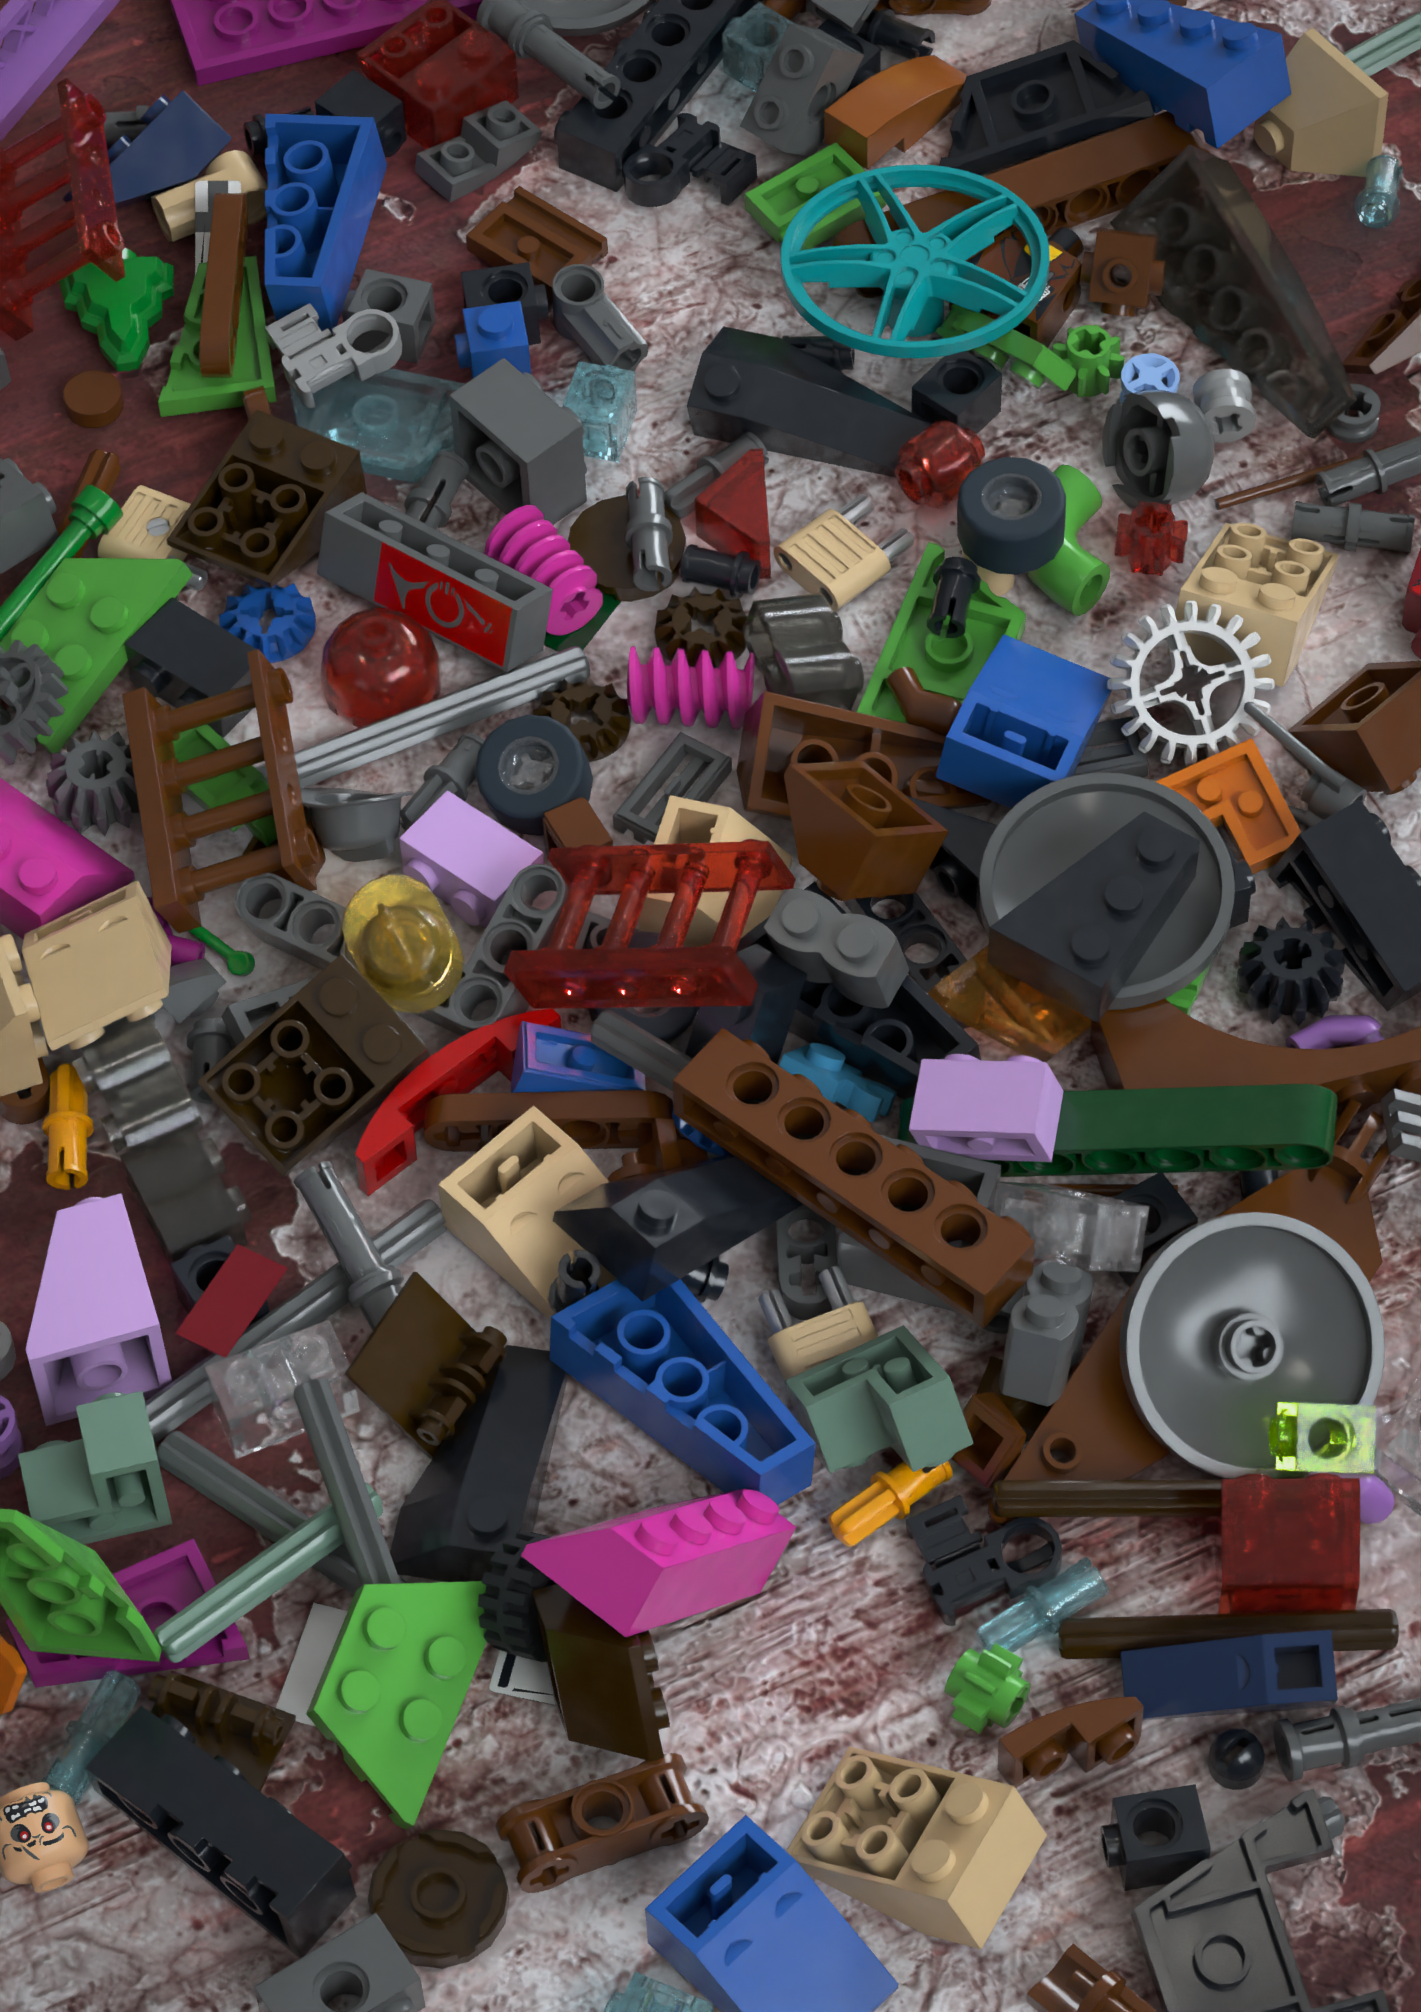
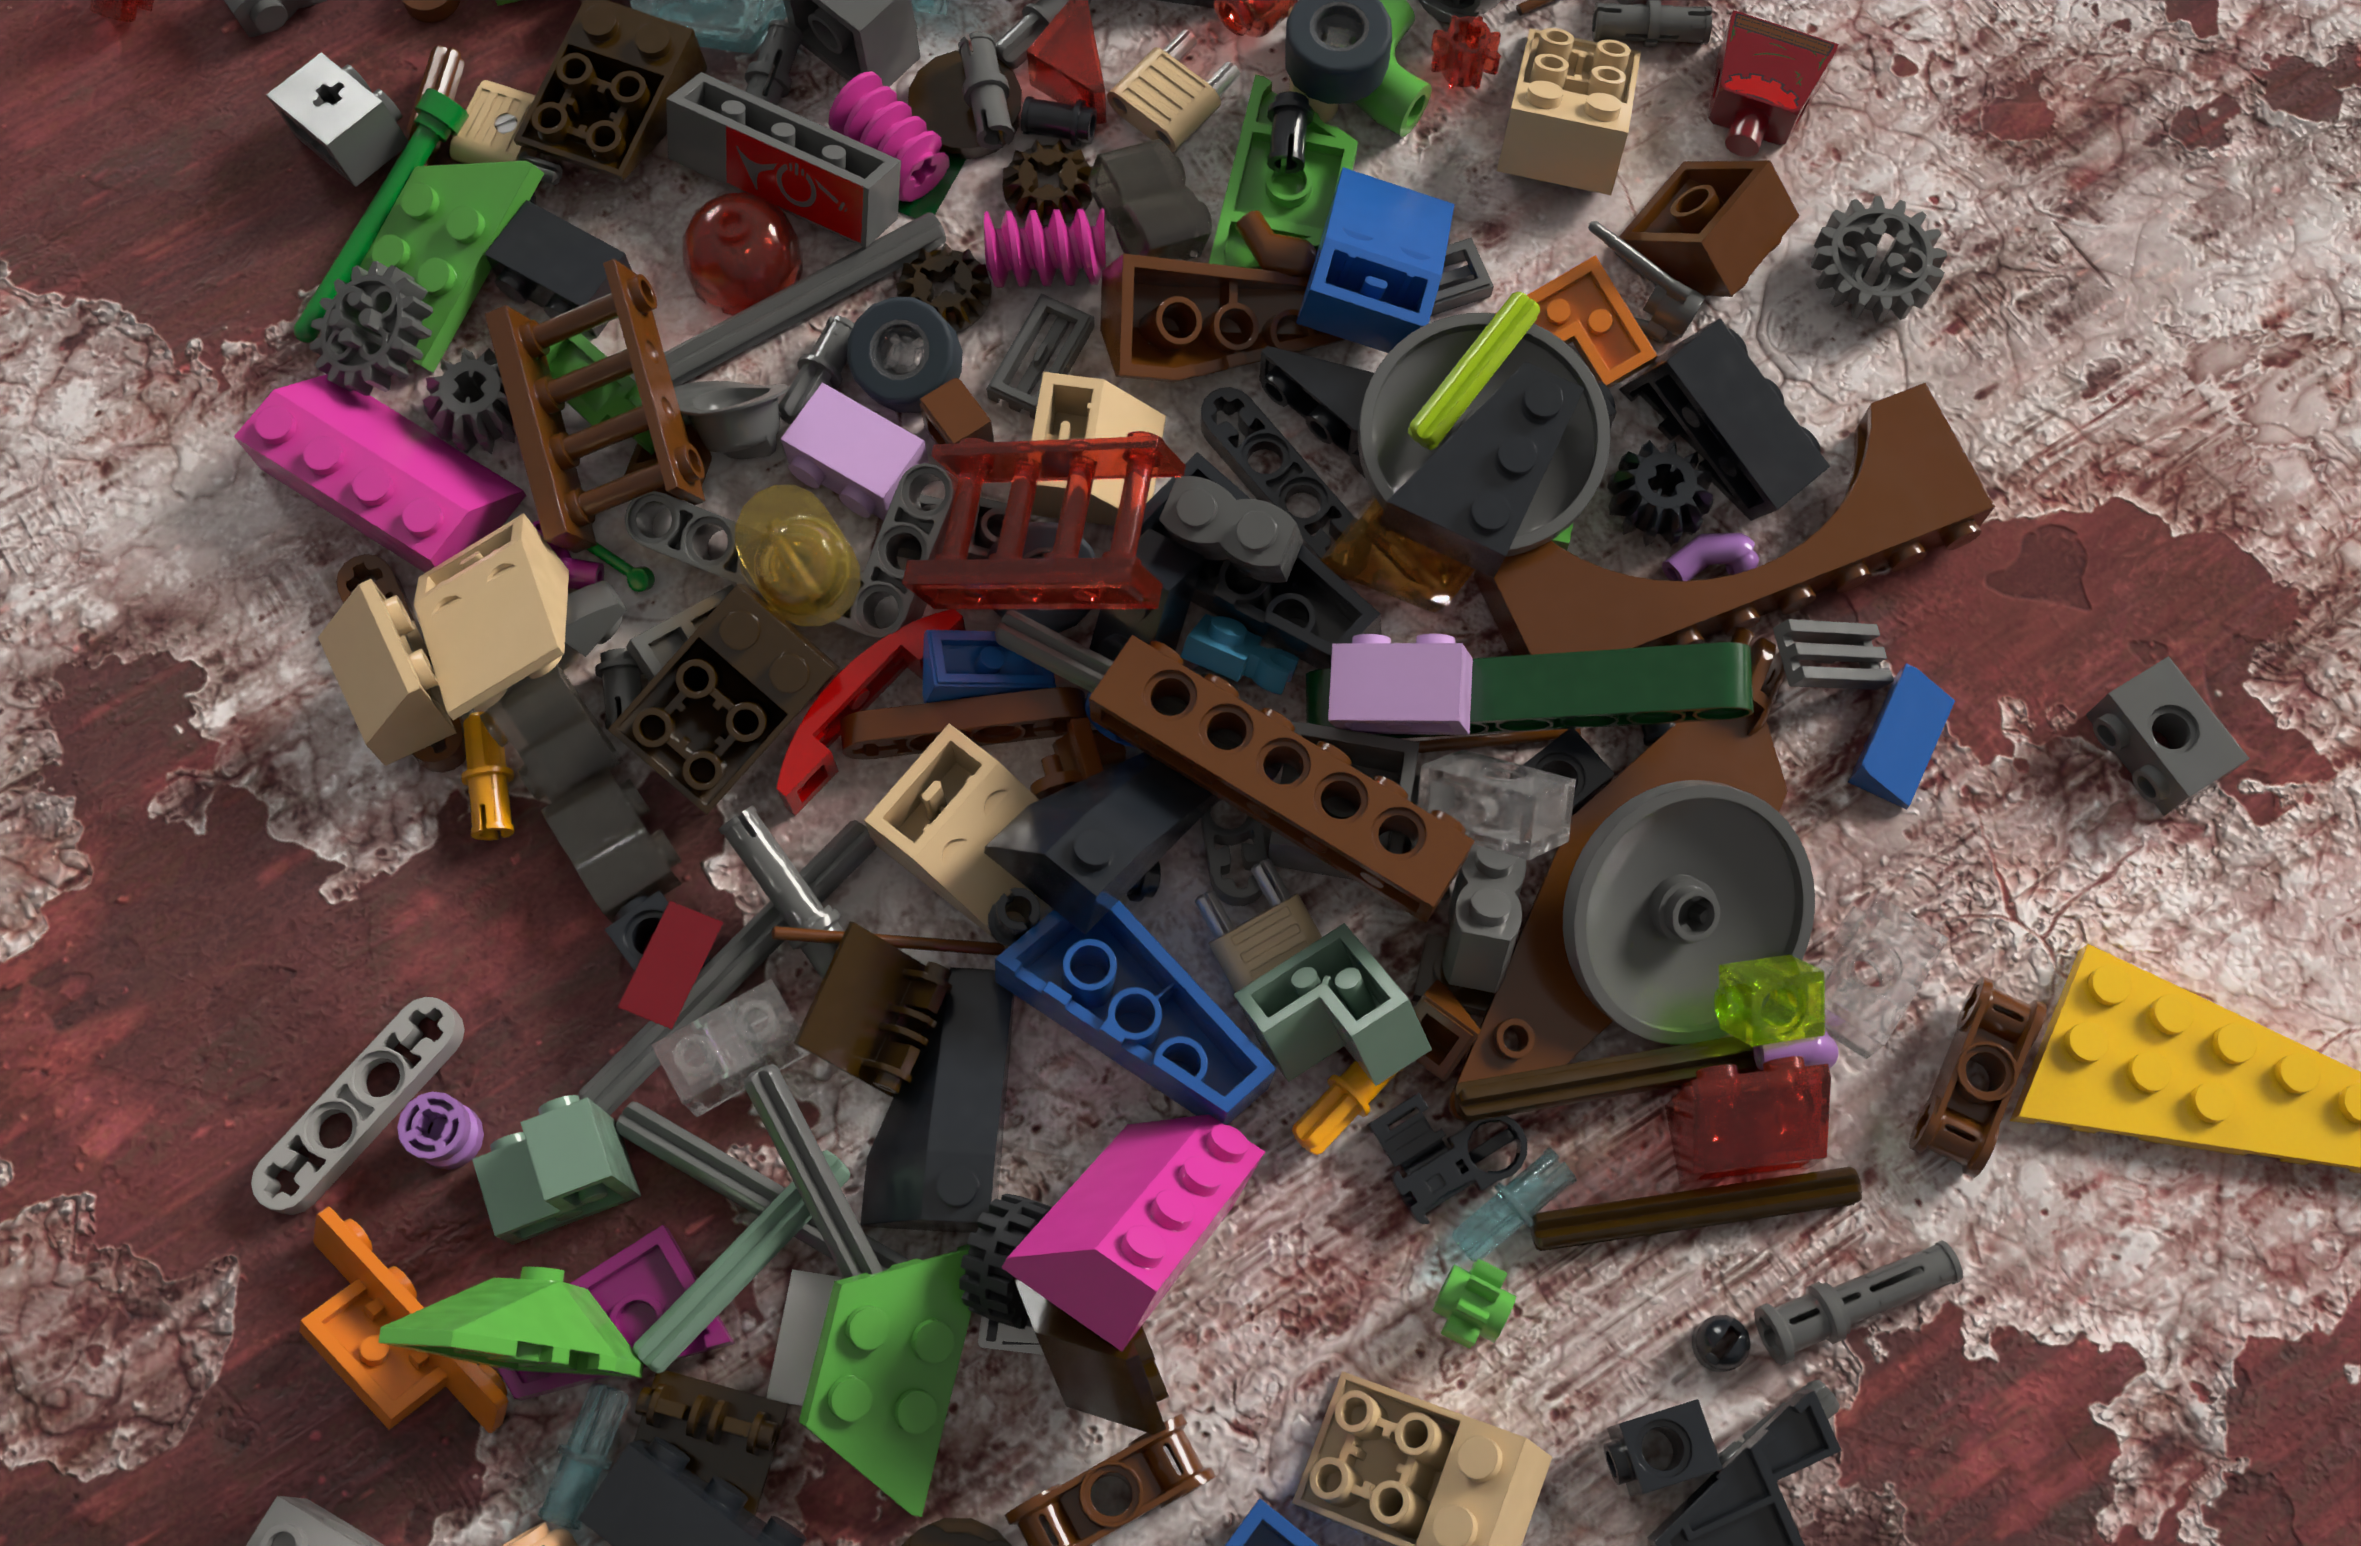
camera: 10 degrees left, 15 degrees up
(94, 1313) = (532, 992): lavender slope -> none
(288, 631) = (646, 222): blue gear -> none
(461, 1308) = (897, 941): none -> reddish brown axle
(859, 830) = (1233, 394): reddish brown slope -> none
(1086, 1731) = (1578, 1342): reddish brown slope -> none
(1103, 819) = (1473, 370): none -> lime axle
(1174, 632) = (1517, 177): white gear -> none
(1233, 1675) = (1715, 1265): dark blue slope -> none

